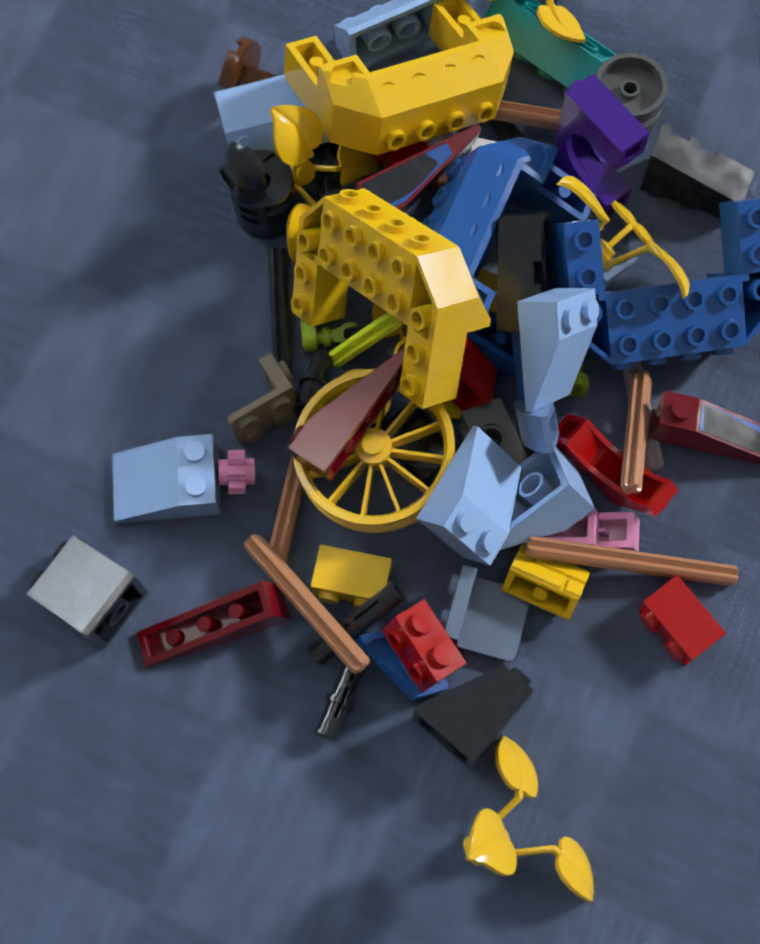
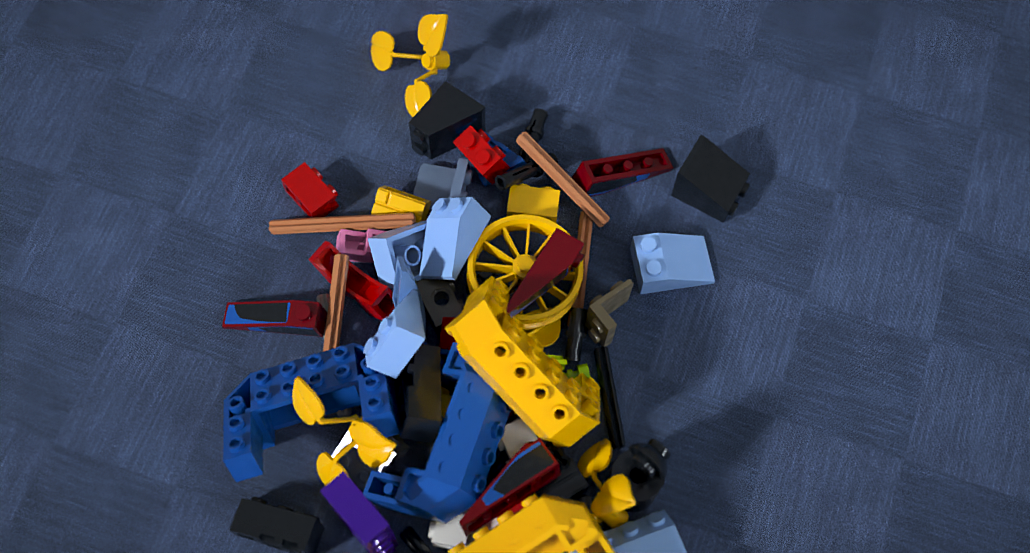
camera: 170 degrees right, 5 degrees down
(236, 471) = (622, 267): bright pink gear -> none

